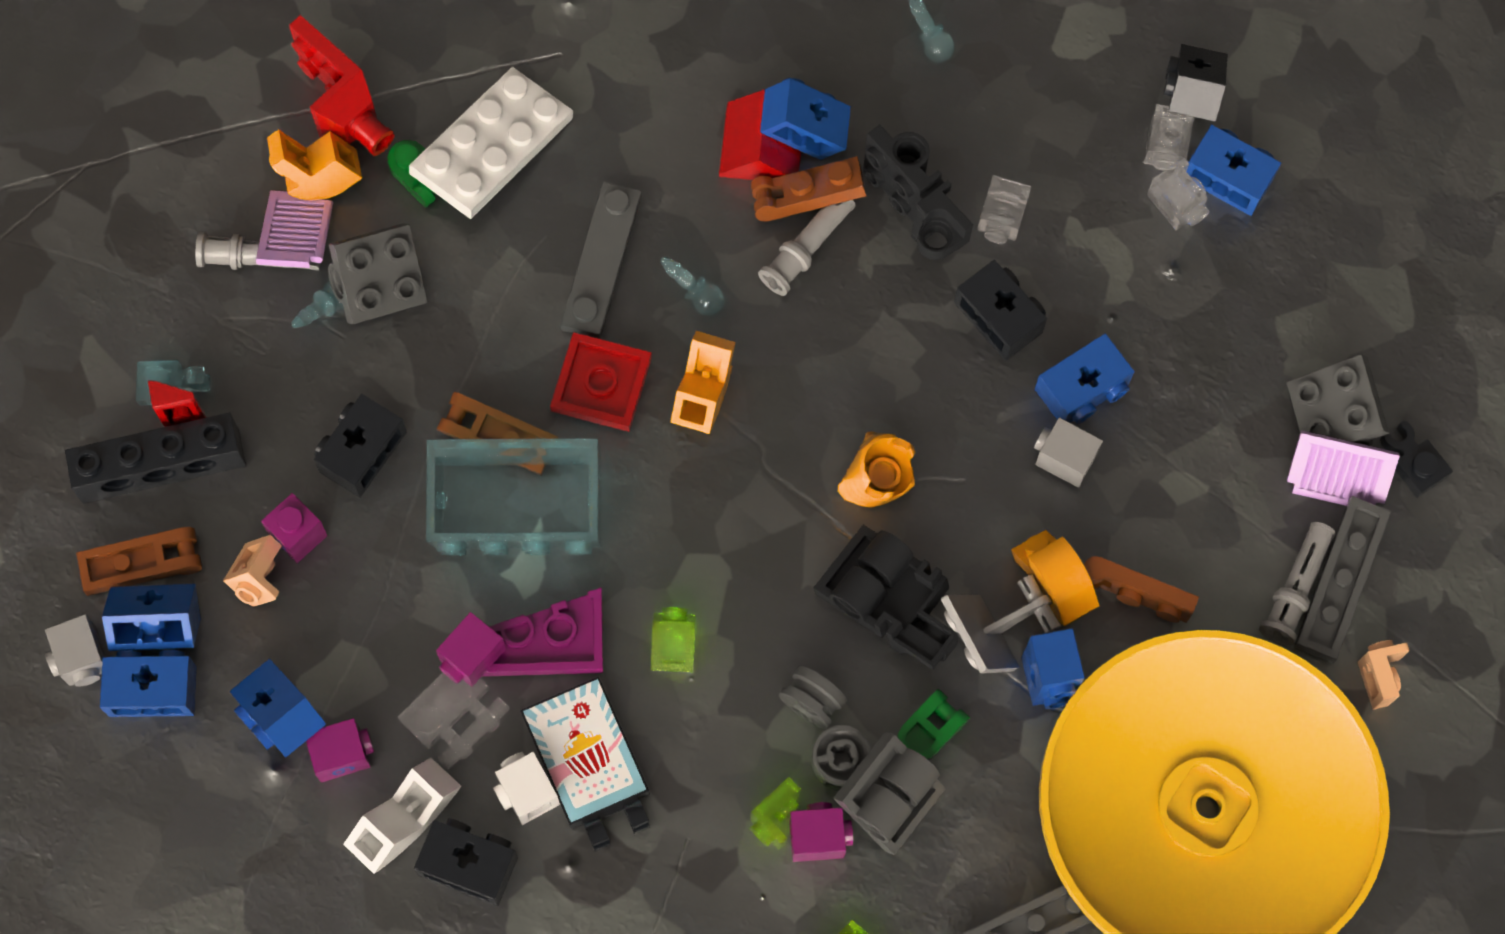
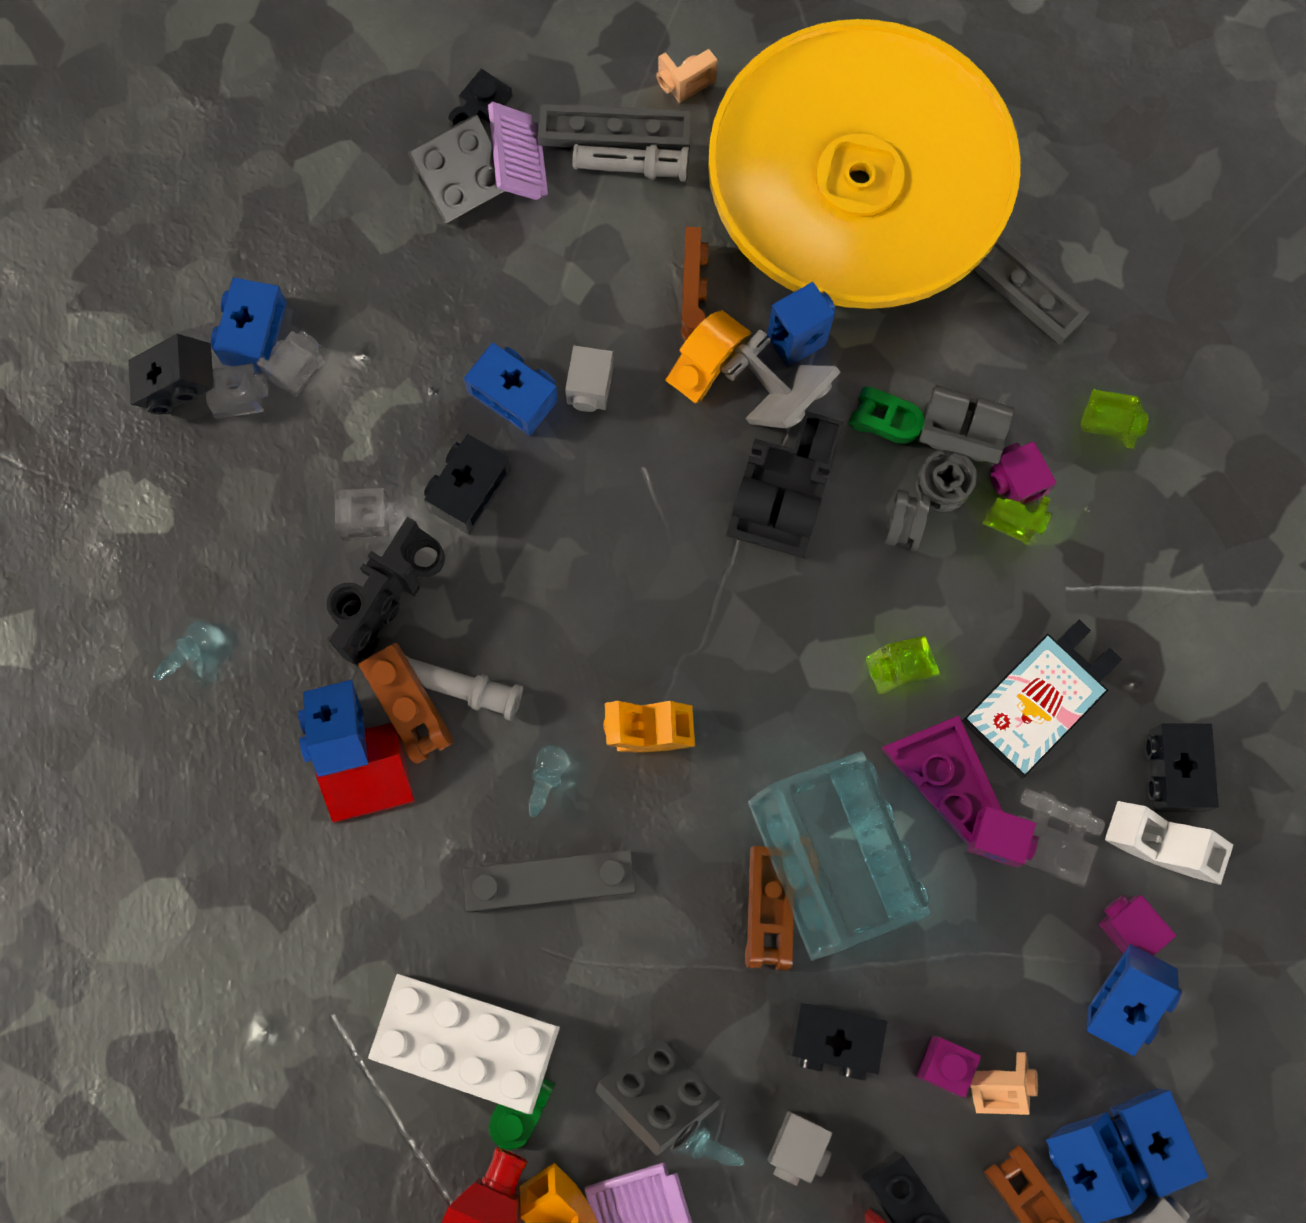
camera: 110 degrees left, 5 degrees up
(283, 379) = (800, 1150): none -> light grey brick
(525, 787) = (1094, 742): white brick -> none
(601, 382) = (679, 828): red plate -> none
(879, 471) = (667, 539): light orange hair -> none

